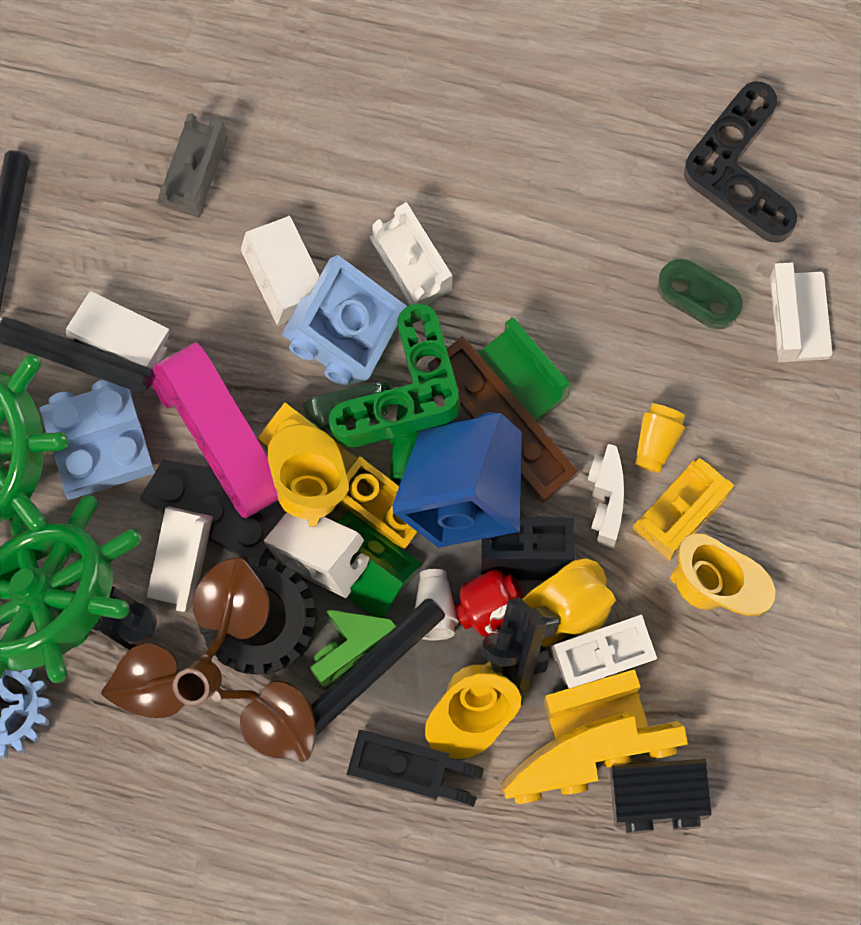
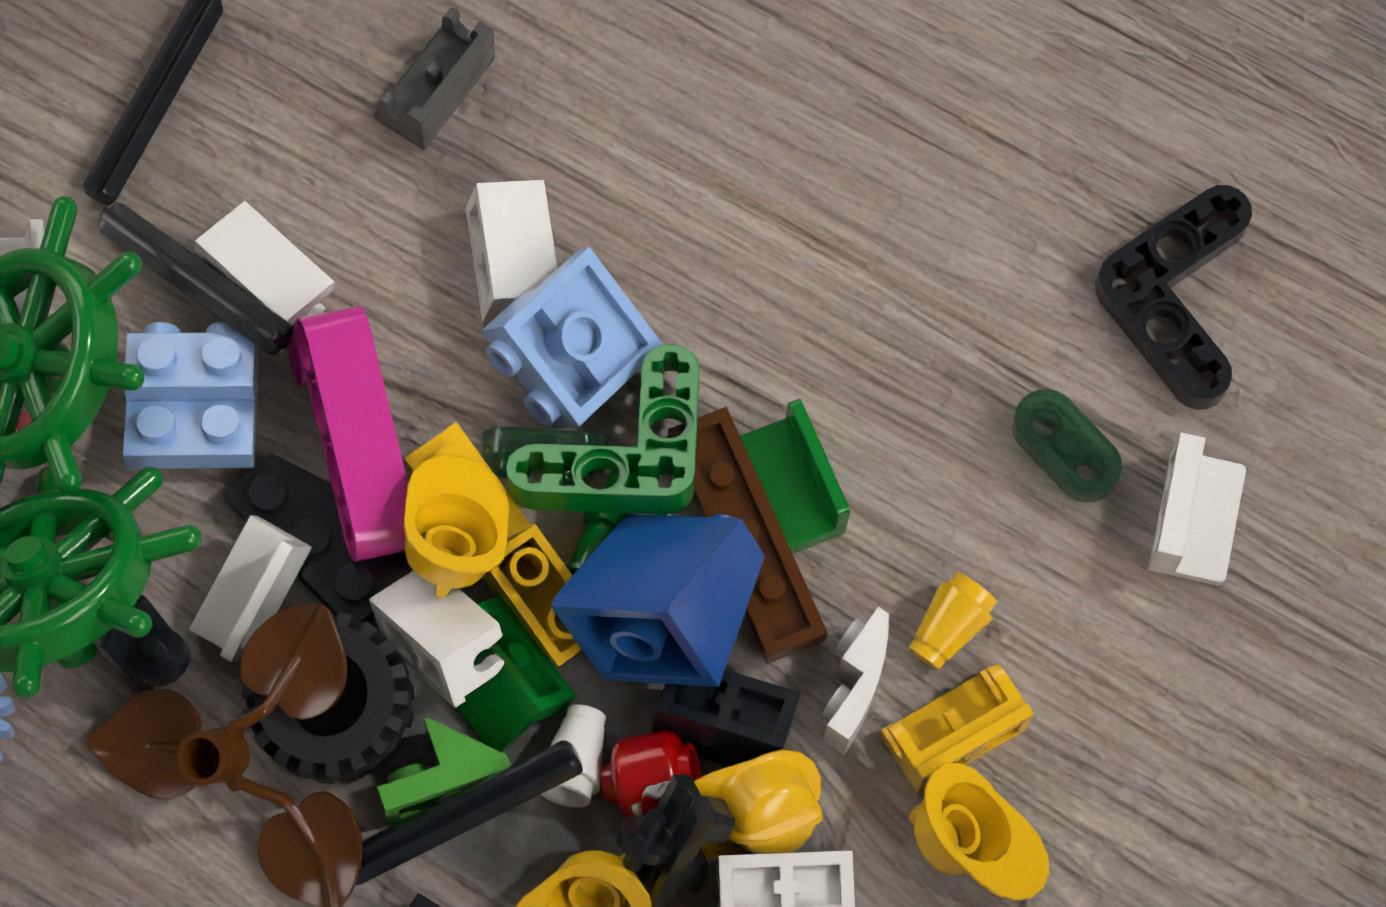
camera: 10 degrees right, 5 degrees down
(411, 257) = (690, 283): white hinge -> none

